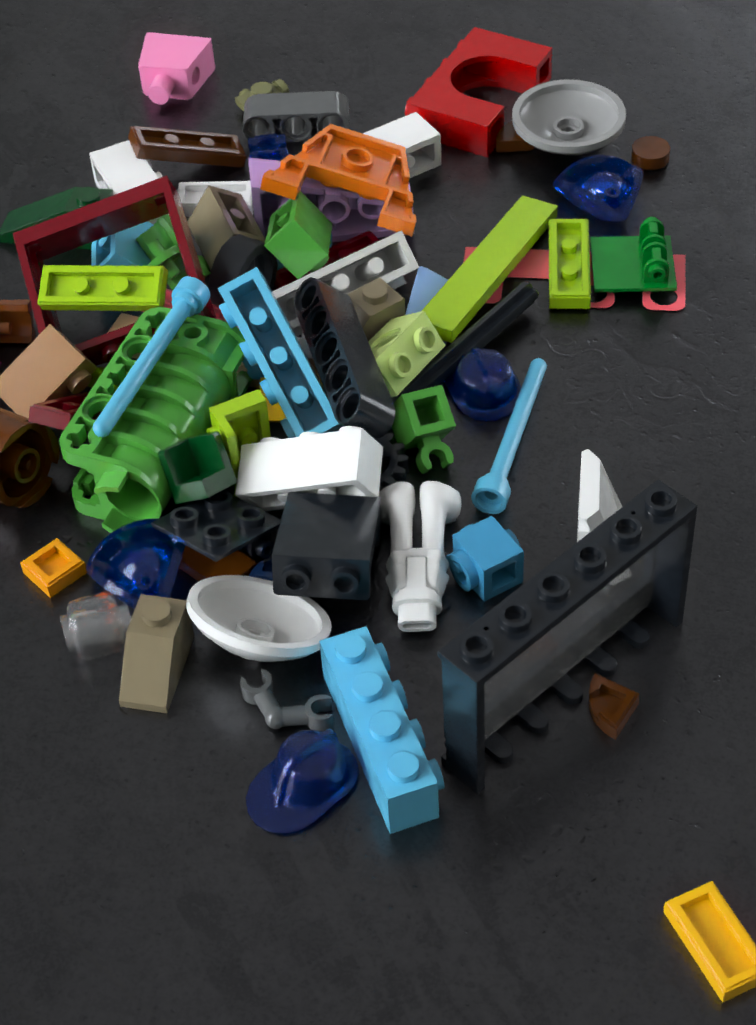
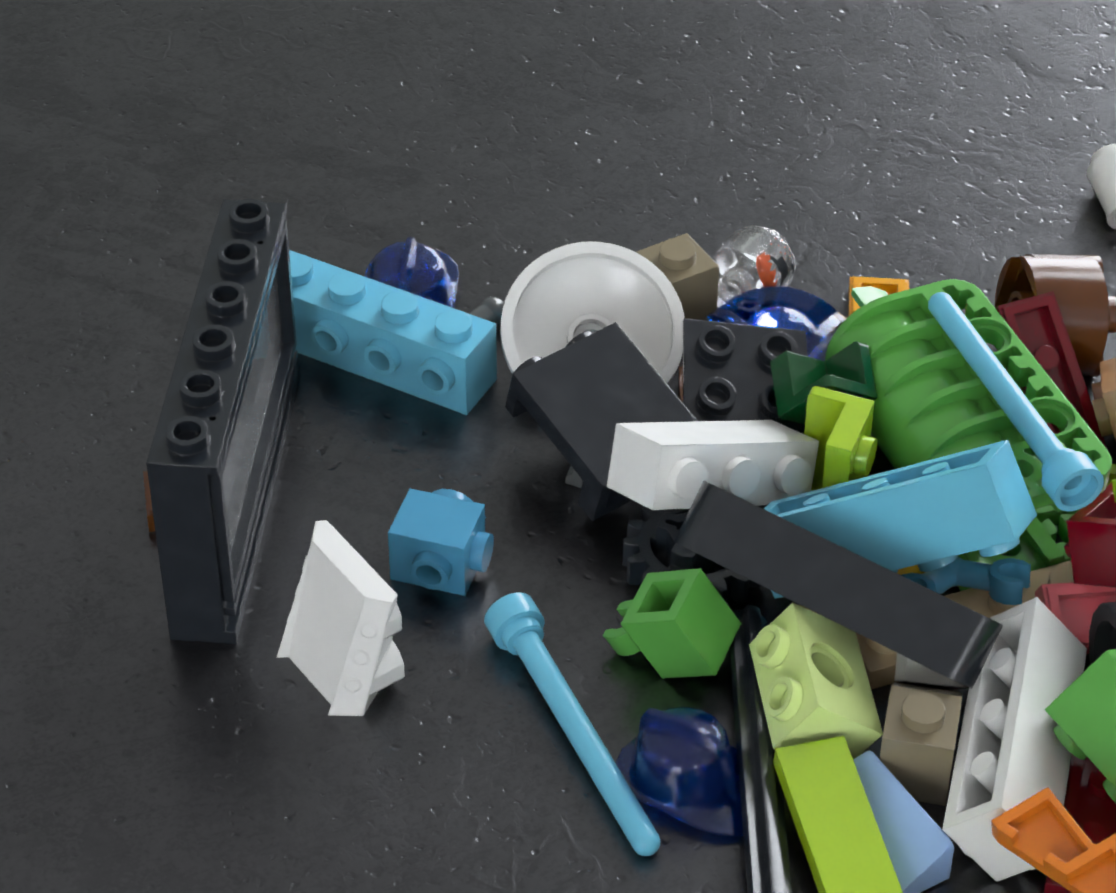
camera: 135 degrees right, 5 degrees down
(418, 574) = (507, 485): white piece -> none

